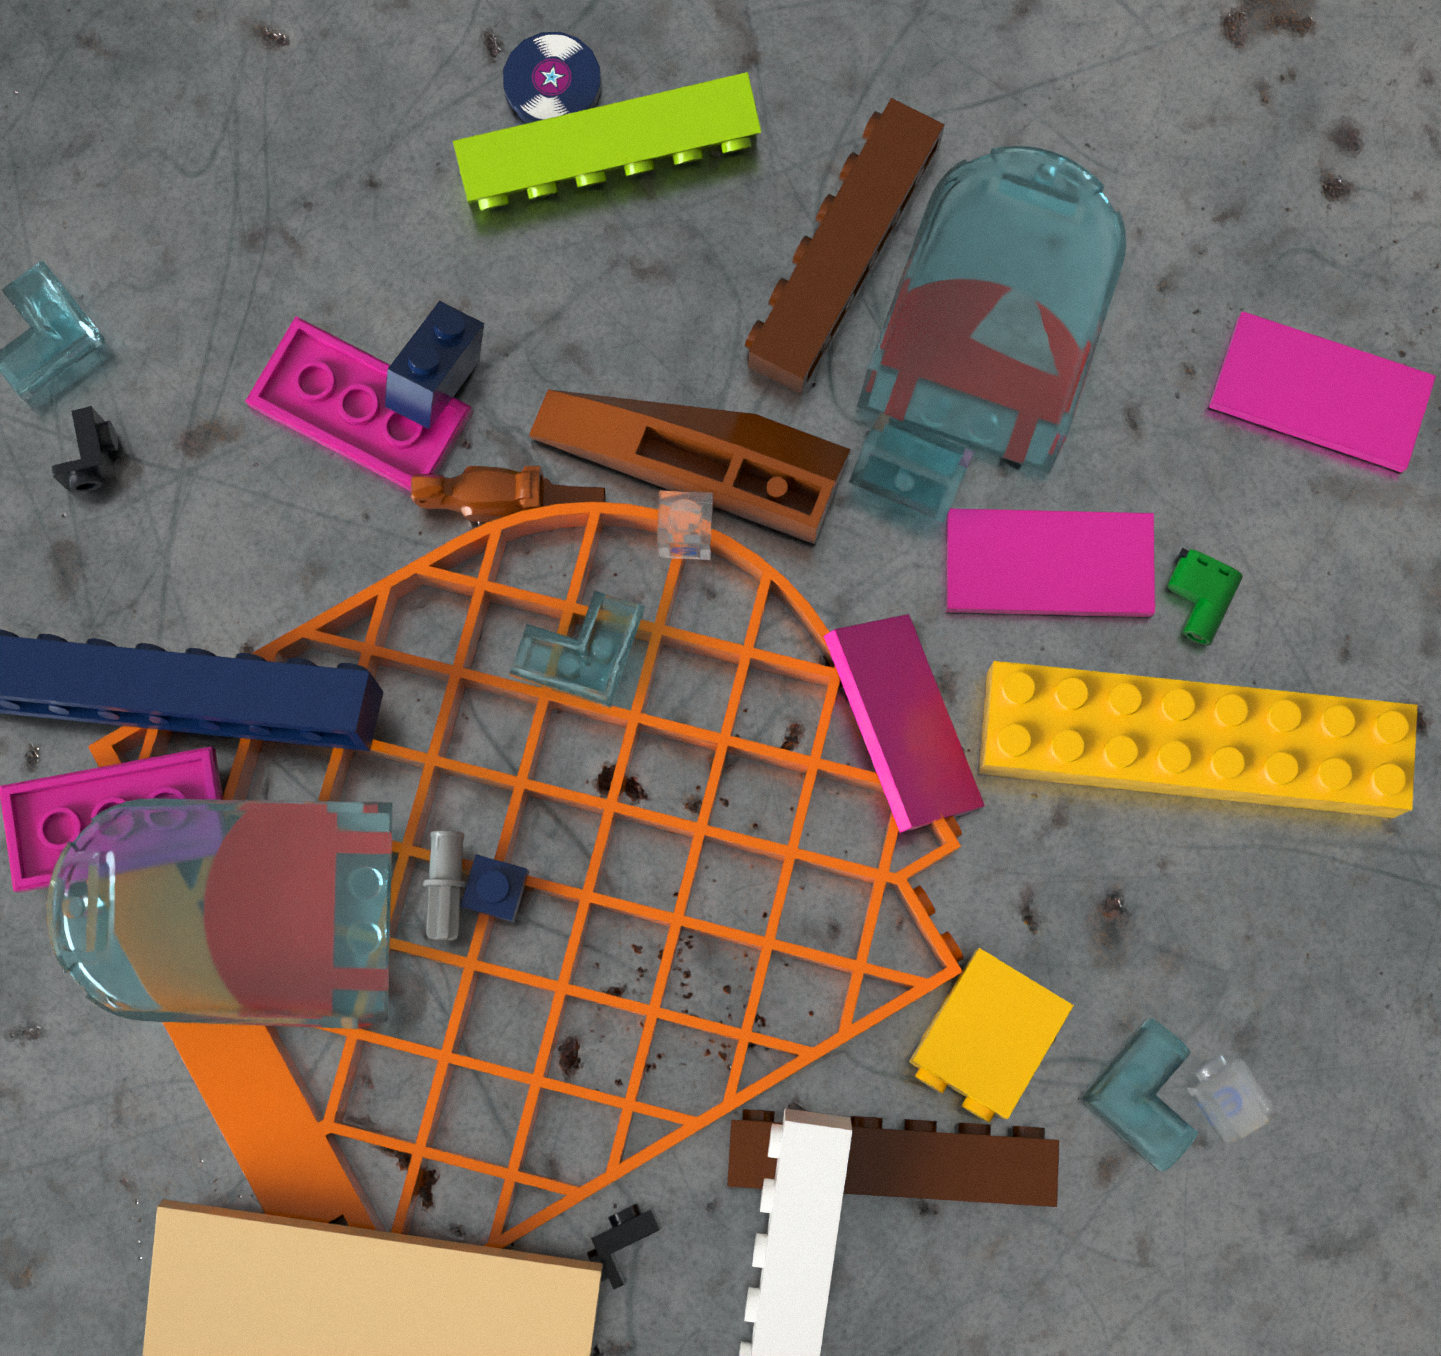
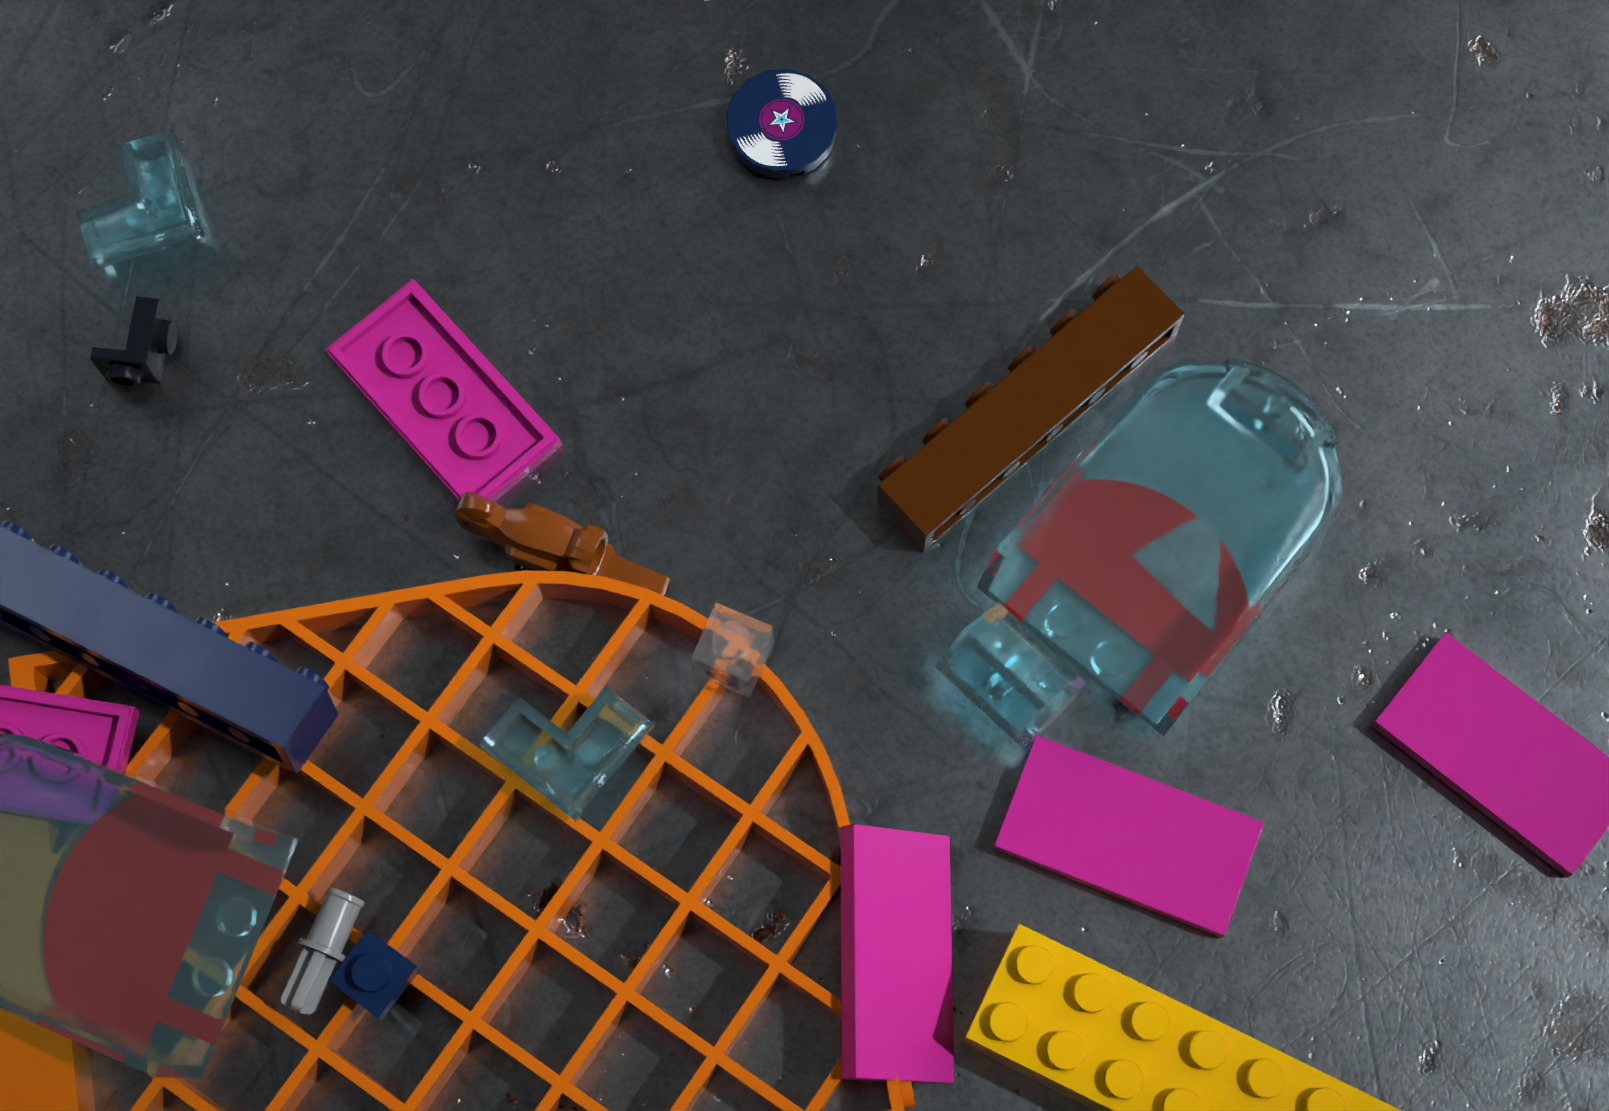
camera: 20 degrees right, 5 degrees down
(434, 364) = (534, 381): dark blue brick -> none
(607, 139) = (813, 205): lime brick -> none
(740, 457) = (812, 590): dark orange wedge -> none
(1209, 586) = (1297, 926): green piece -> none

